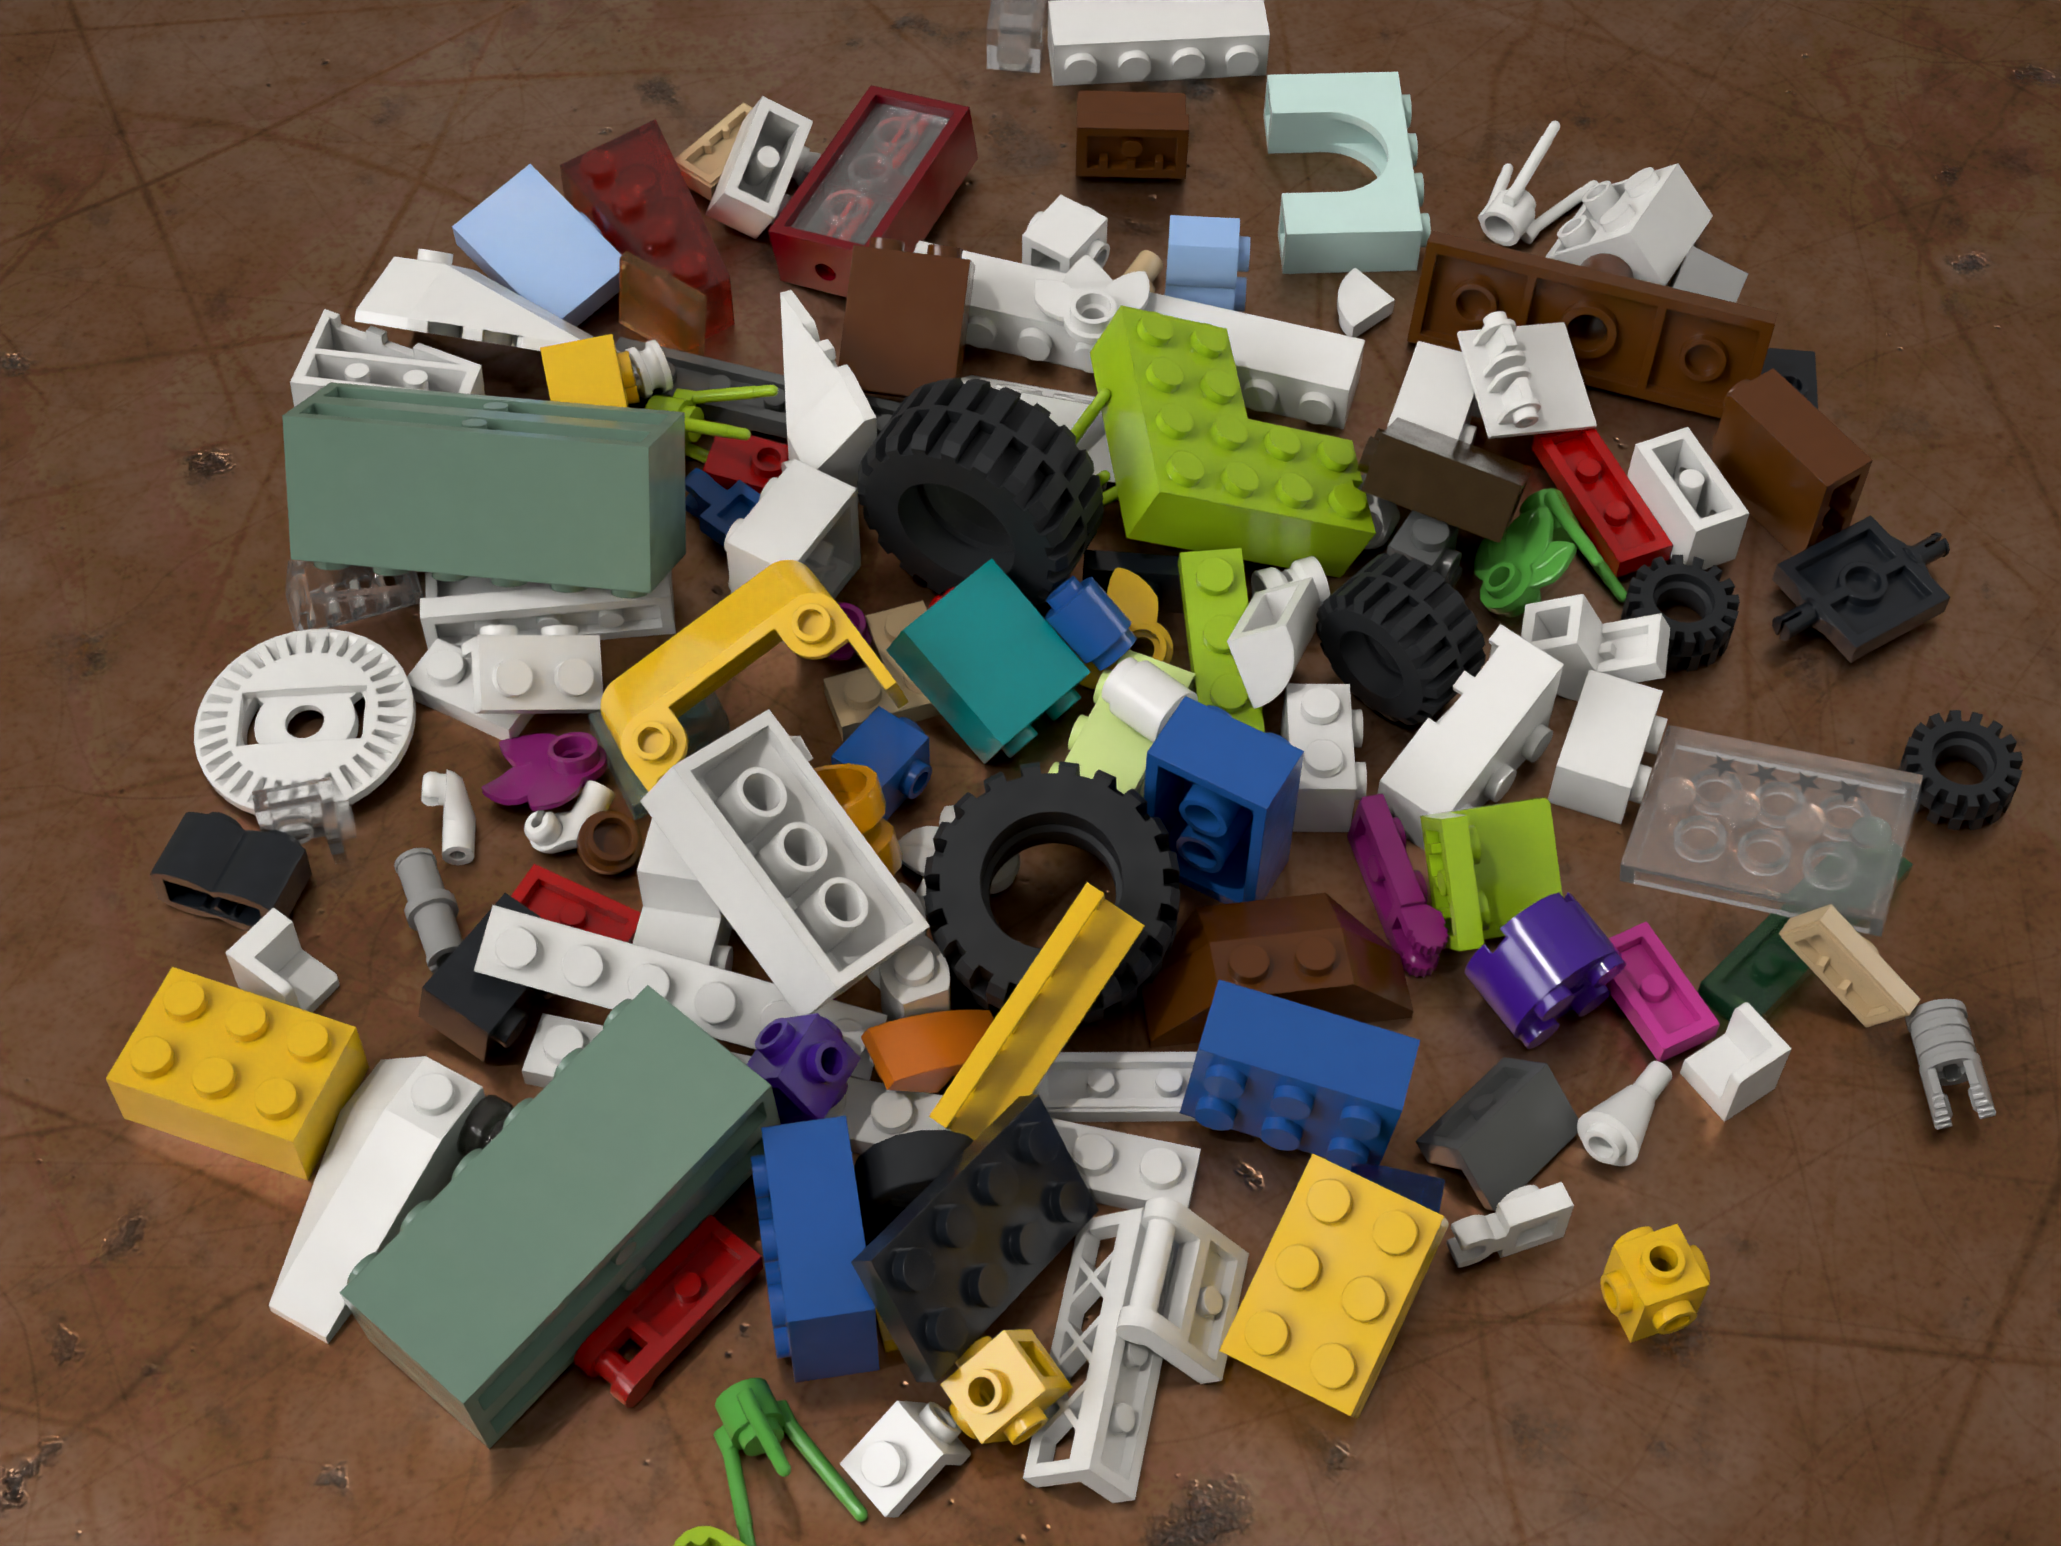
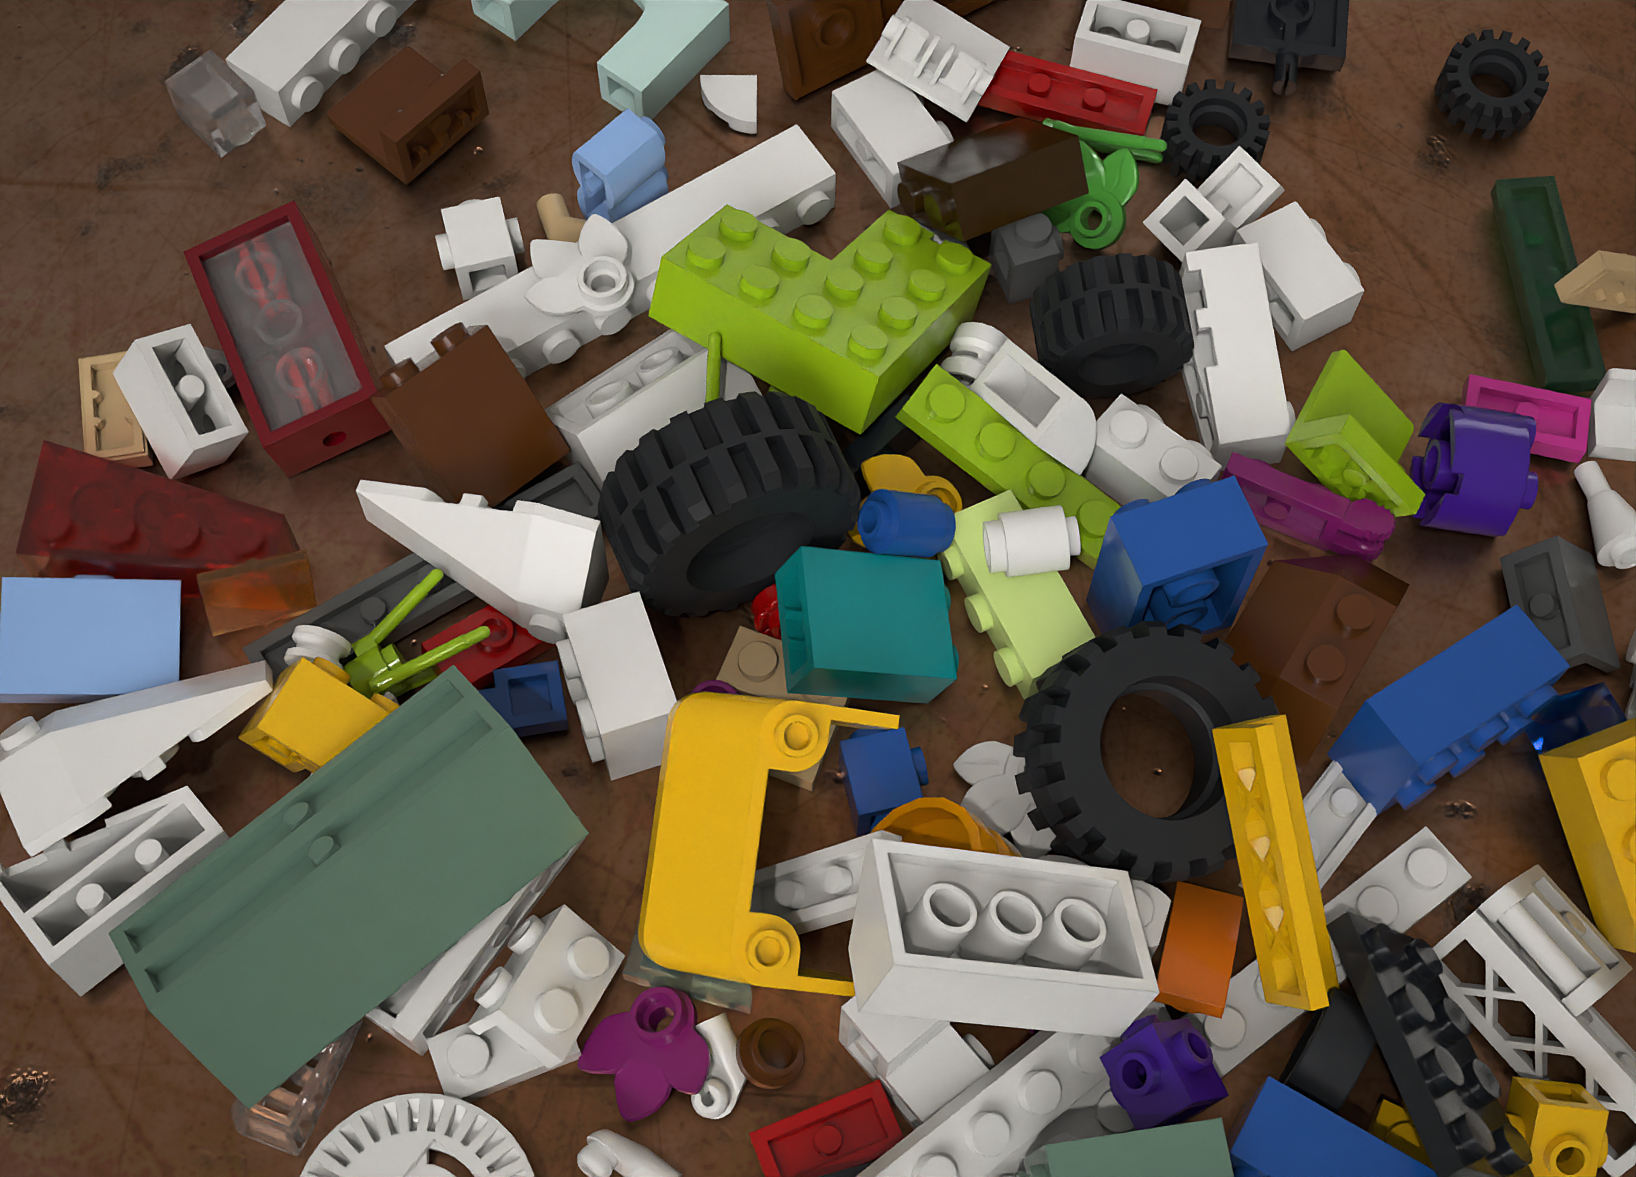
camera: 50 degrees left, 10 degrees up
(1772, 828) = (1461, 233): clear plate -> none

